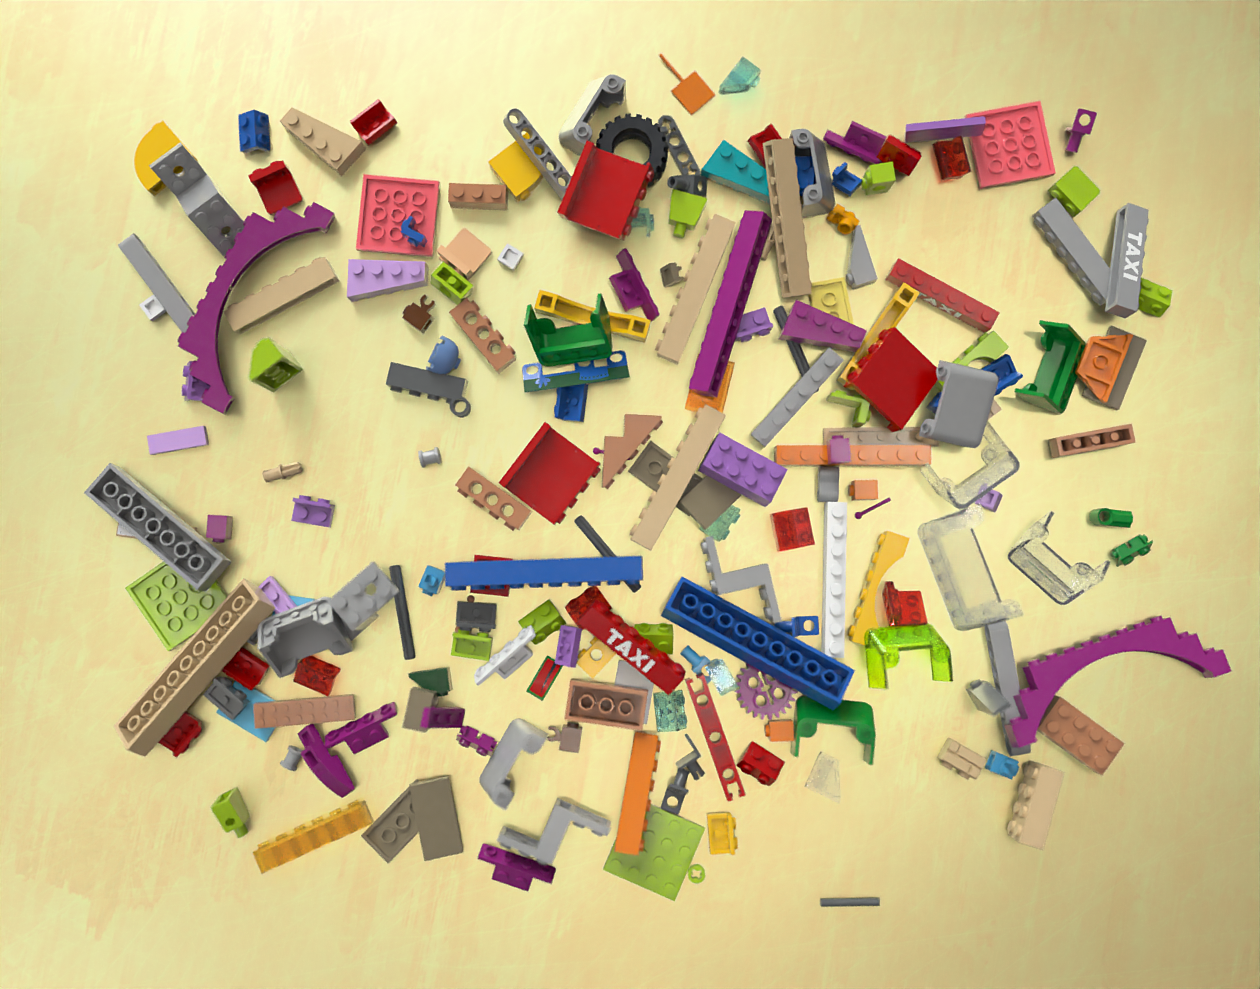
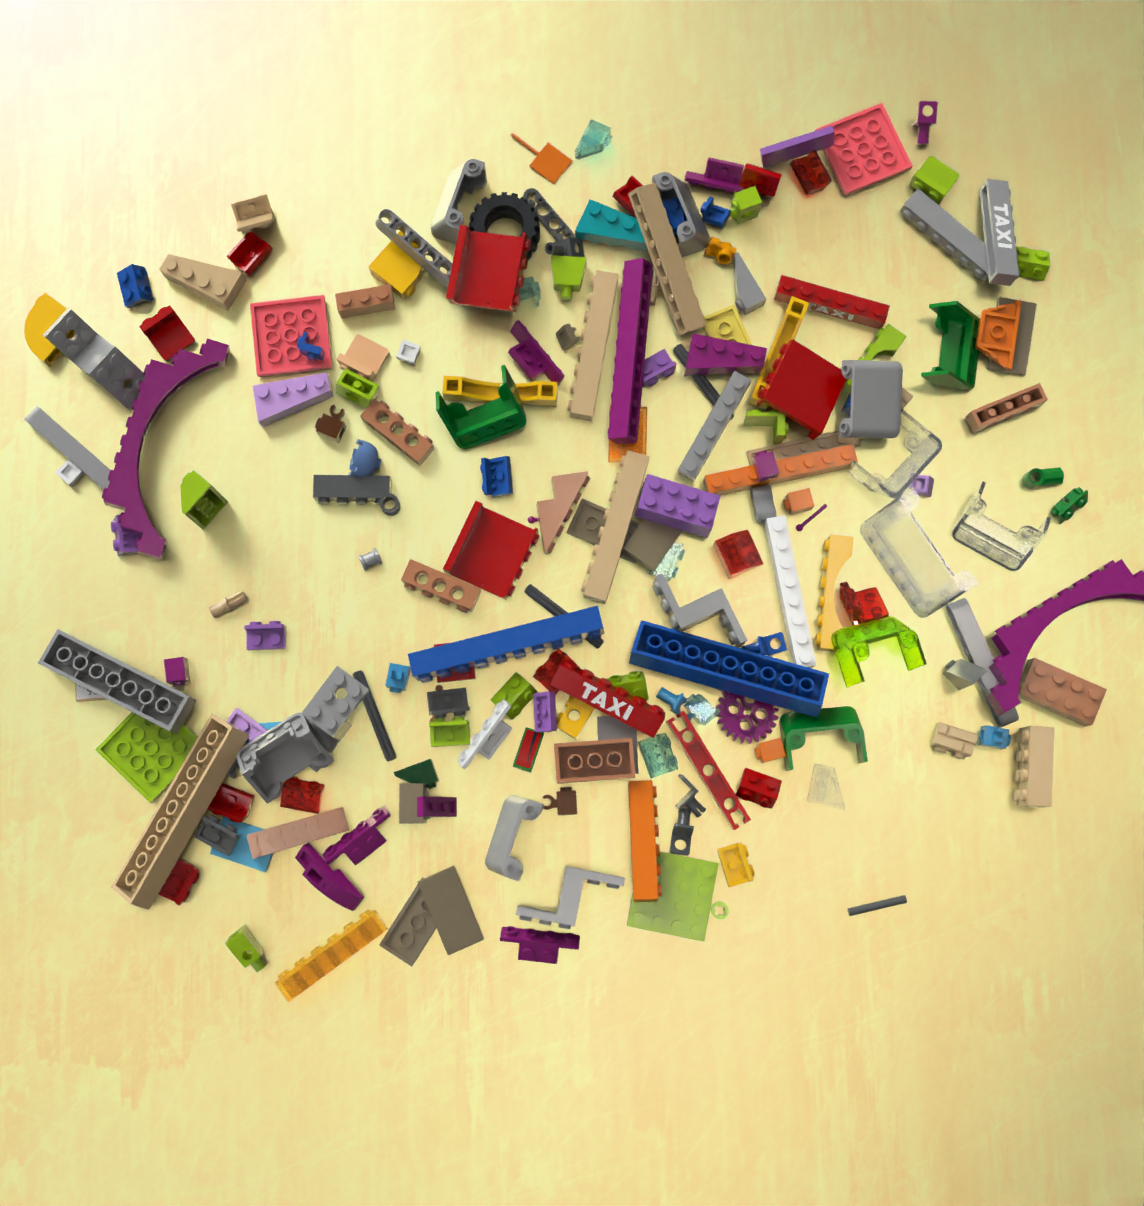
camera: 10 degrees left, 5 degrees down
(177, 440) = (118, 595): lavender tile -> none
(281, 295) = (193, 435): tan brick -> none
(291, 758) = (295, 882): light grey bush -> none
(384, 82) = (252, 213): none -> tan bracket
(481, 745) = (482, 830): magenta hinge -> none
(579, 376) = (499, 450): piece -> none
(1005, 371) = (910, 362): blue bracket -> none

